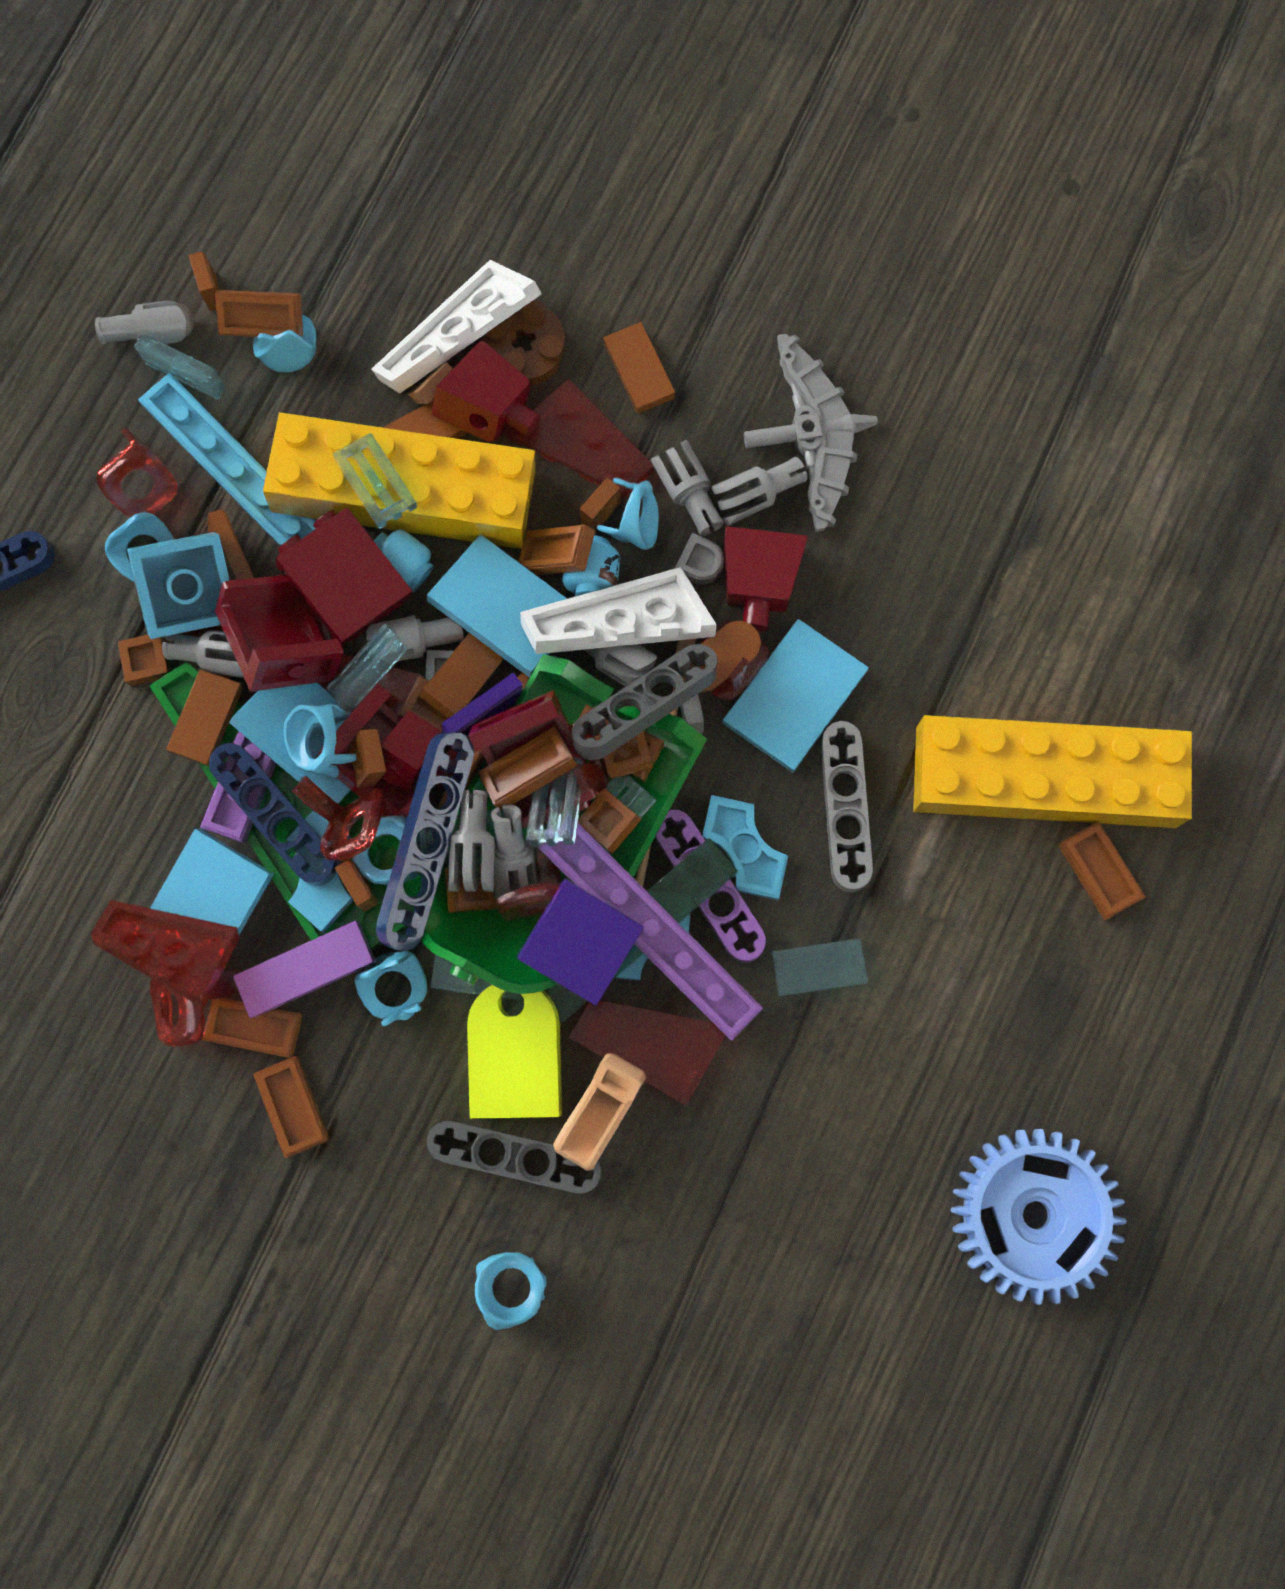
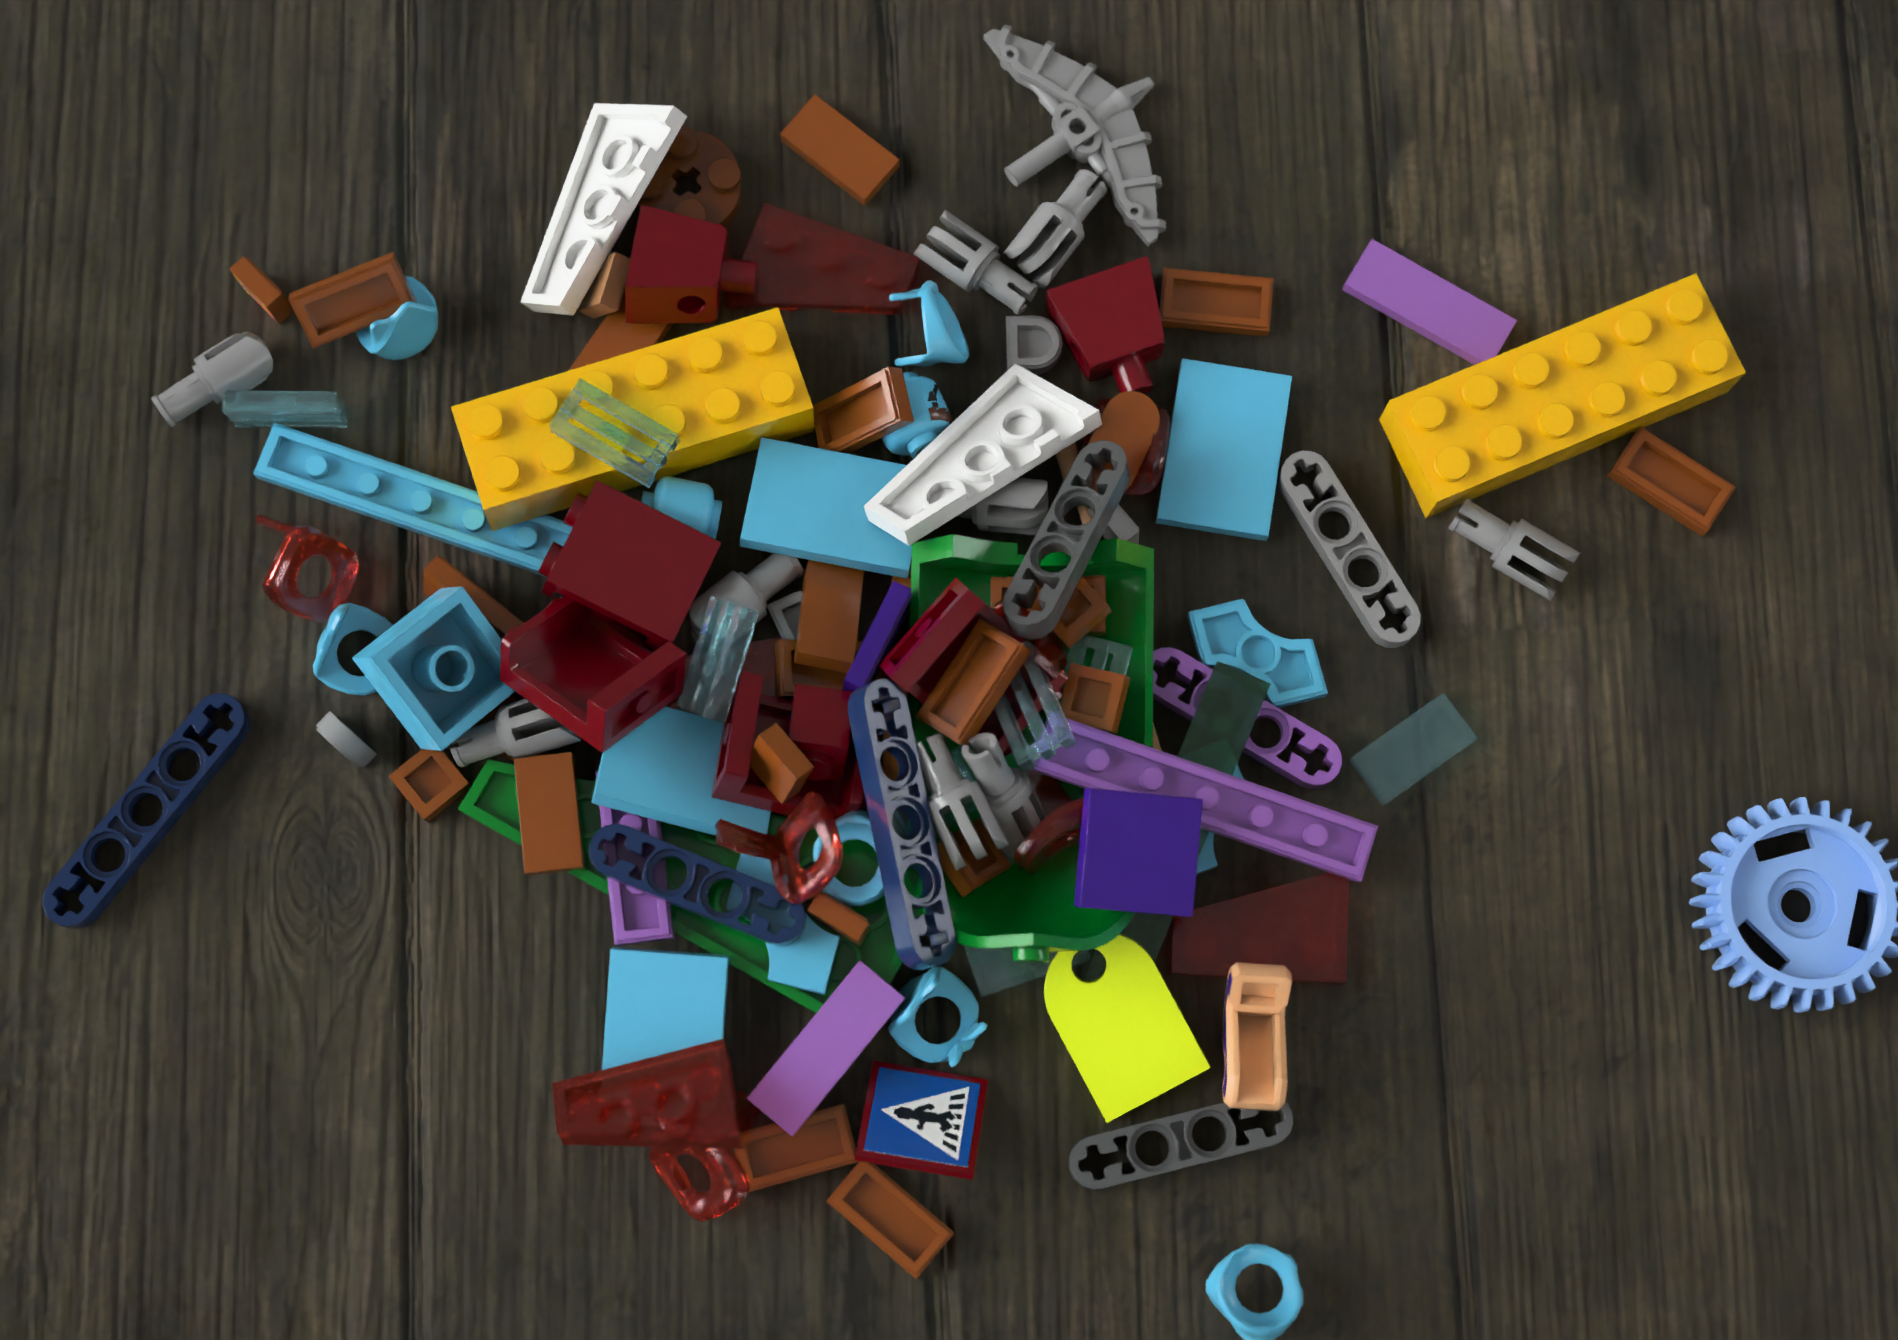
camera: 30 degrees left, 0 degrees up
(102, 604) = (345, 740): none -> light grey tile
(315, 720) = (695, 749): medium azure piece -> none
(343, 1051) = (922, 1120): none -> piece
(600, 504) = (883, 334): dark orange tile -> none
(843, 592) = (1216, 302): none -> dark orange tile
(960, 855) = (1505, 541): none -> light grey arm
(991, 663) = (1428, 304): none -> medium lavender tile

